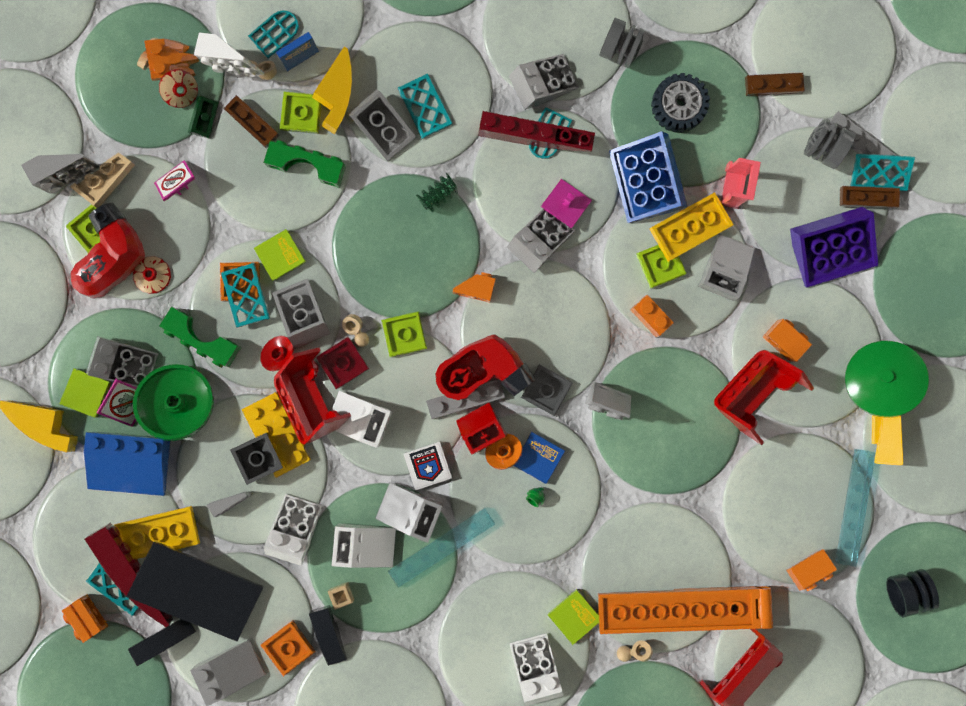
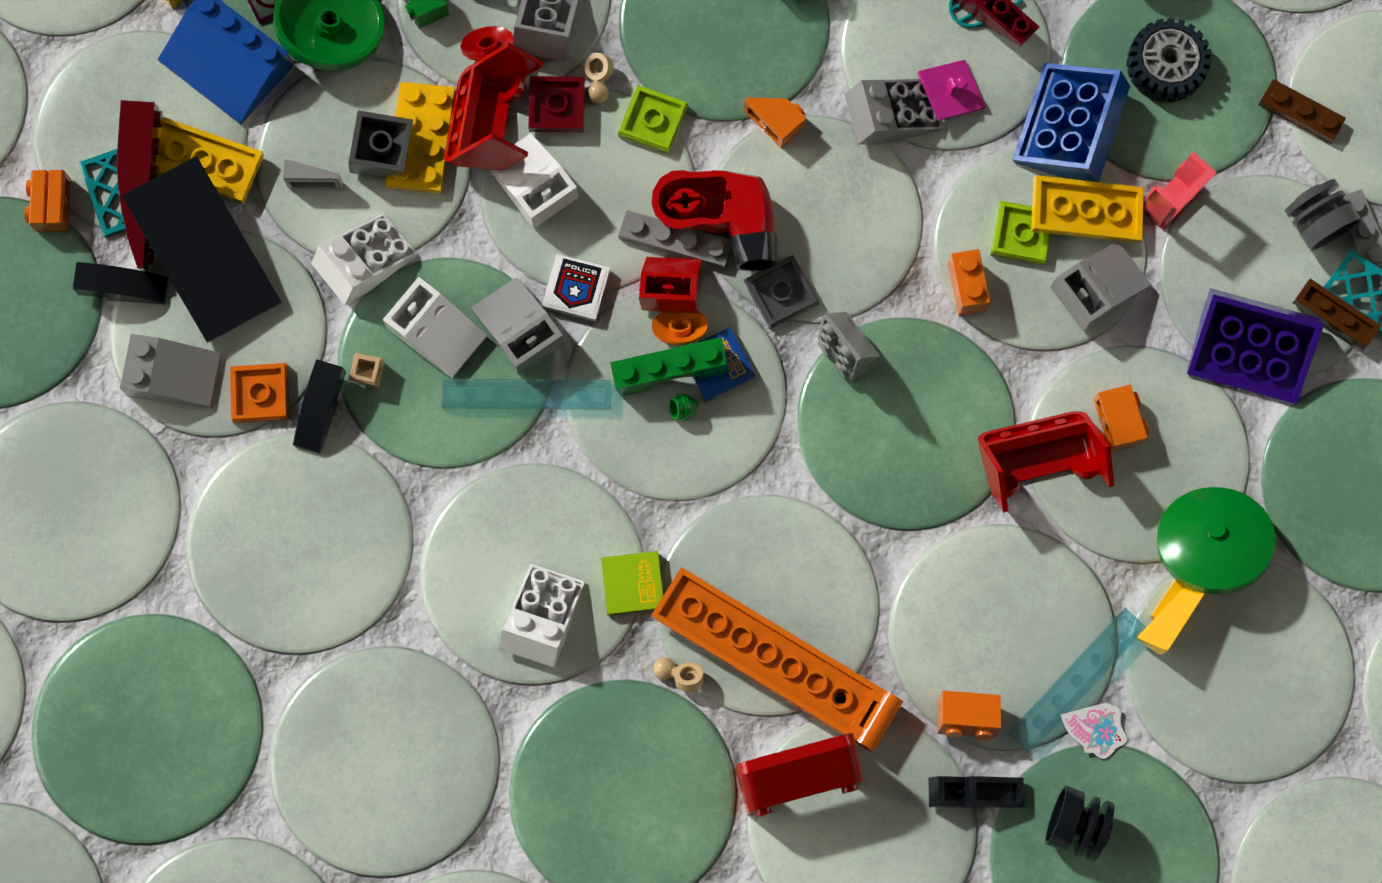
camera: 35 degrees right, 10 degrees down
(515, 481) = (691, 360): none -> green arch
(841, 609) = (976, 792): none -> black slope
(883, 528) = (1096, 728): none -> sticker

